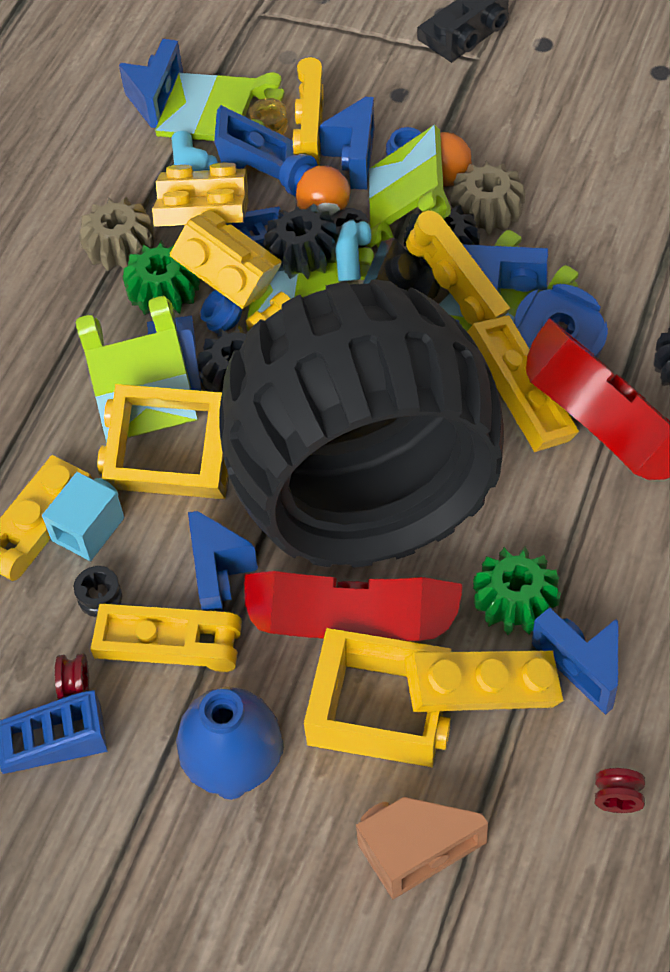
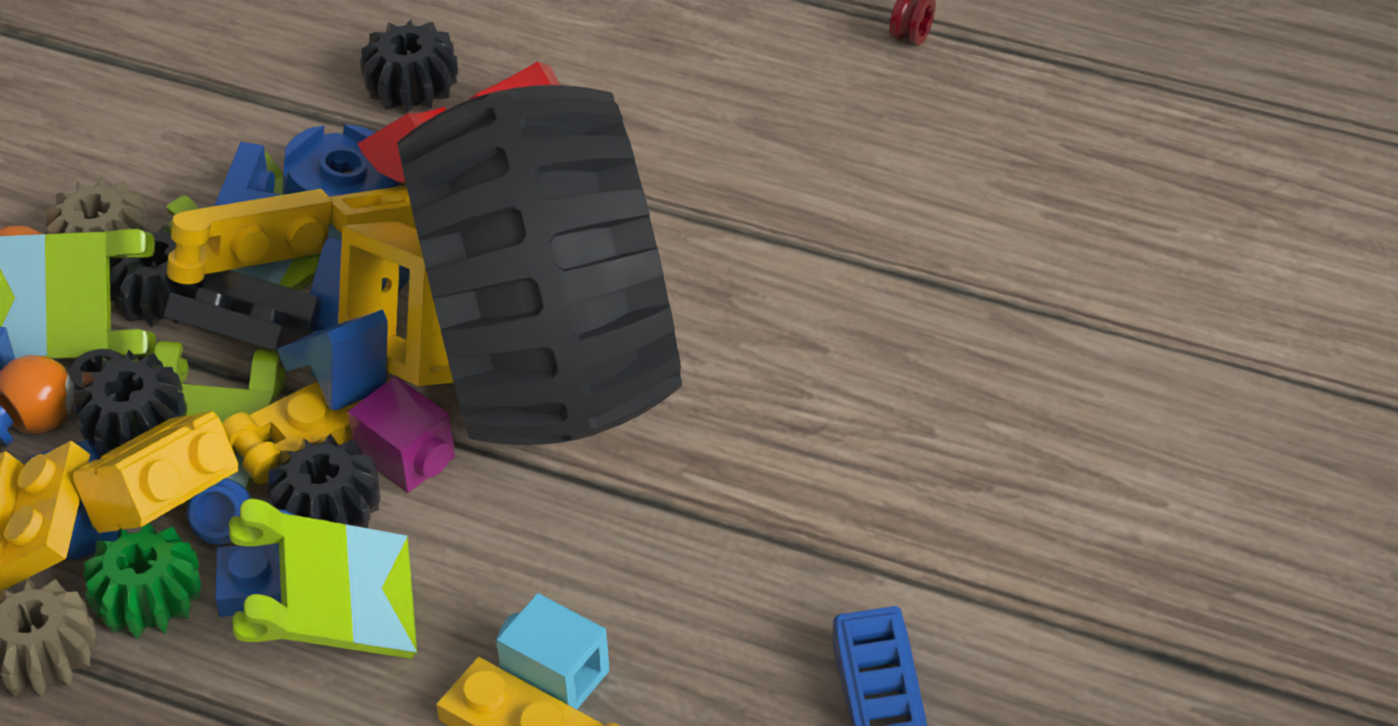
camera: 90 degrees left, 10 degrees down
(71, 675) = (804, 659): dark red bush -> none
(91, 578) = (677, 661): black bush -> none
(166, 636) = (746, 569): yellow plate -> none
(213, 474) = (471, 497): yellow window -> none
(217, 555) = (635, 518): blue slope -> none
(229, 742) = (899, 493): blue piece -> none
(347, 250) = (170, 350): medium azure arm -> none
(376, 654) = (842, 398): yellow window -> none
(381, 607) = (731, 384): red brick -> none
(417, 840) = (1033, 332): nougat slope -> none
(482, 680) = (844, 248): yellow plate -> none
(498, 580) = (714, 233): green gear -> none
(589, 664) = (807, 182): blue slope -> none
(619, 790) = (966, 170): dark red bush -> none

